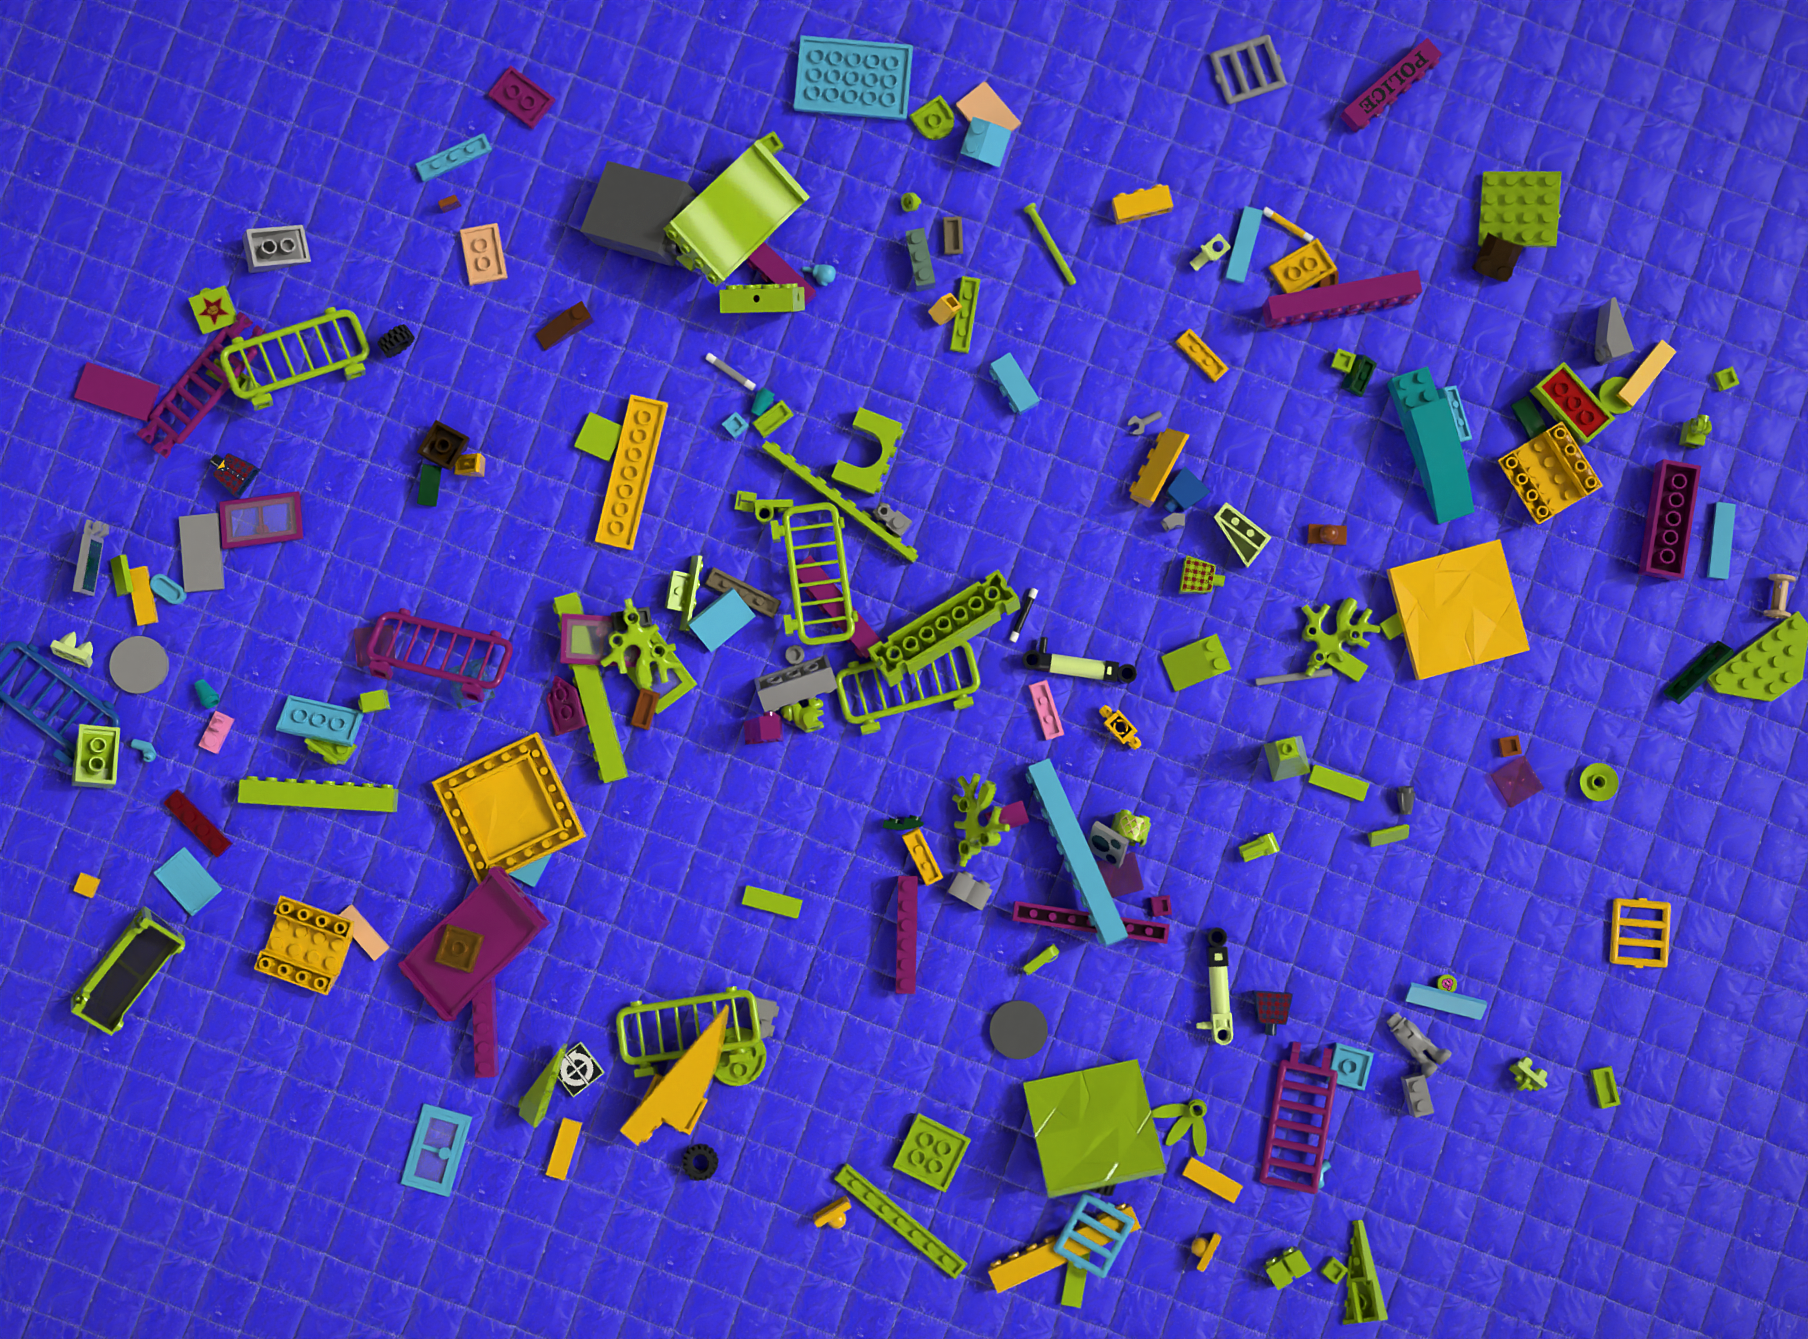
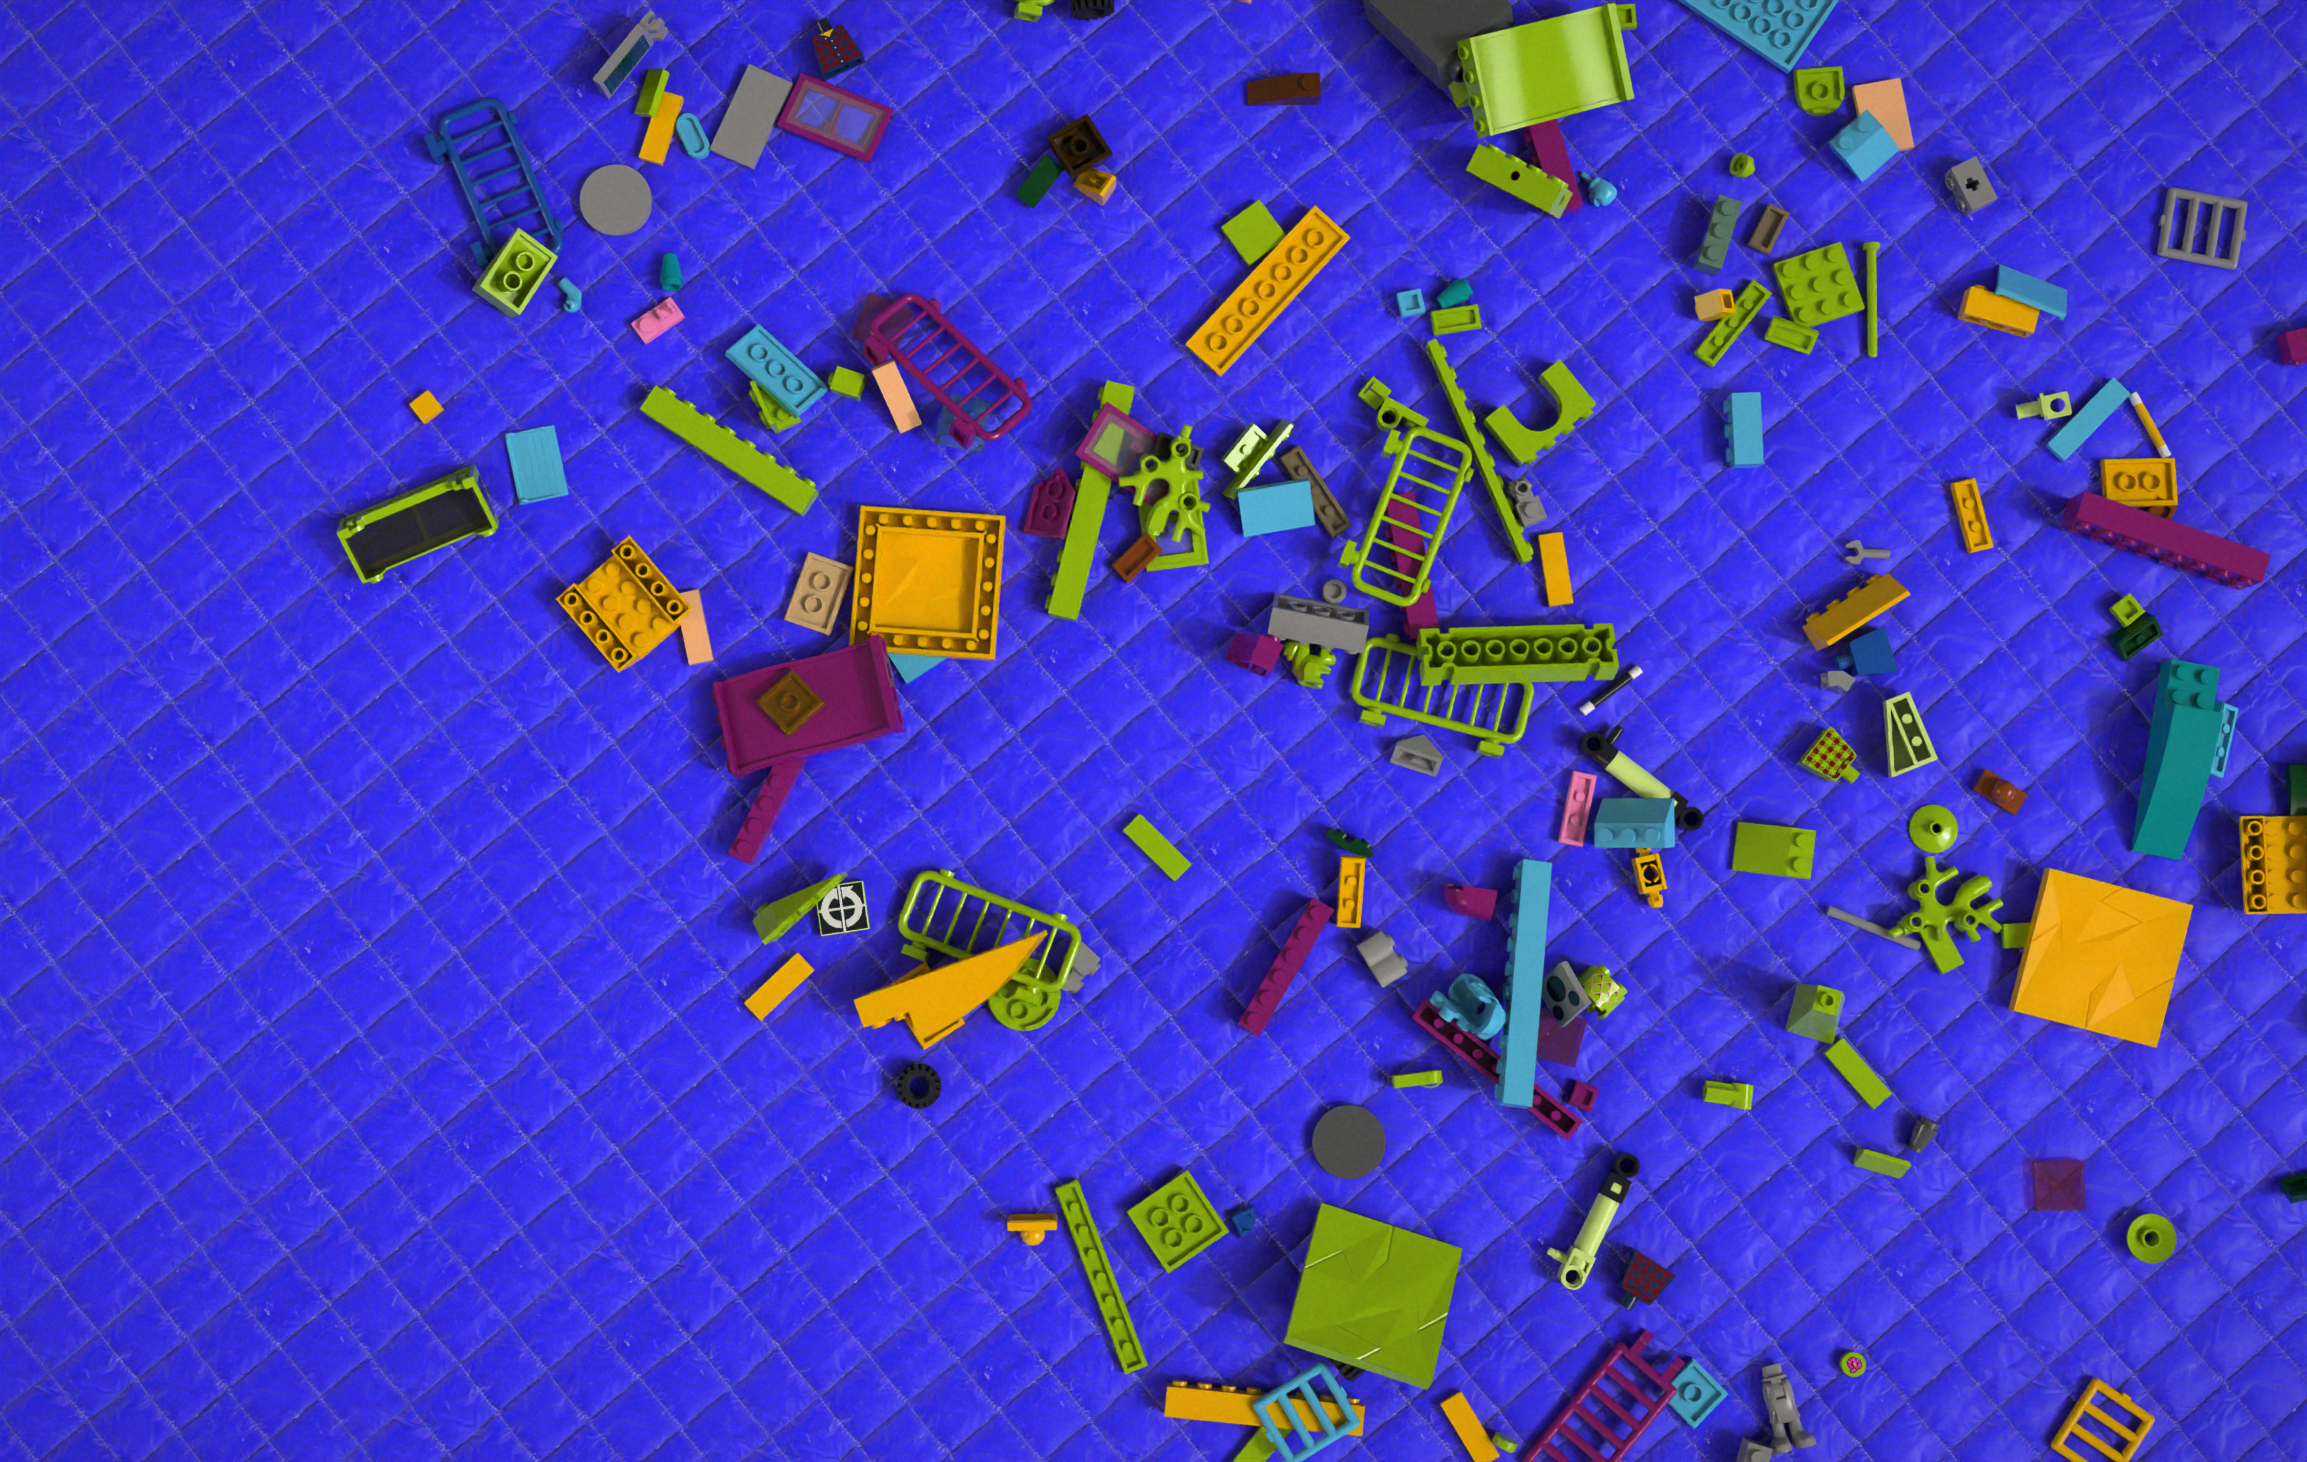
camera: 30 degrees right, 0 degrees up
(66, 650) = (547, 140): yellowish green tile -> none
(197, 823) = (583, 407): dark red plate -> none
(413, 691) = (896, 396): none -> light nougat tile
(436, 1150) = (640, 908): medium azure door -> none
(437, 859) = (819, 593): none -> tan tile
(731, 372) = (1437, 241): light grey bar -> none
(916, 735) = (1417, 754): none -> light grey slope
(938, 553) = (1555, 569): none -> yellow tile
(972, 806) = (1435, 908): lime plant -> none
(977, 1125) = (1244, 1221): none -> blue tile
(1009, 256) = (1818, 286): none -> lime plate
(1009, 300) = (1791, 335): none -> lime tile
(1042, 883) = (1465, 997): none -> medium azure piece
(1068, 121) = (1970, 174): none -> light grey brick
(1090, 698) = (1635, 823): none -> medium azure slope
(1156, 178) = (2031, 291): none -> medium azure piece
(1189, 1117) = (1471, 1350): lime plant -> none
(1241, 1174) = (1505, 1442): none -> lime tile
(1287, 588) = (1921, 828): none -> lime dish
(1445, 1001) = (1841, 1382): medium azure tile -> none
(1509, 746) = (2072, 1141): dark orange tile -> none

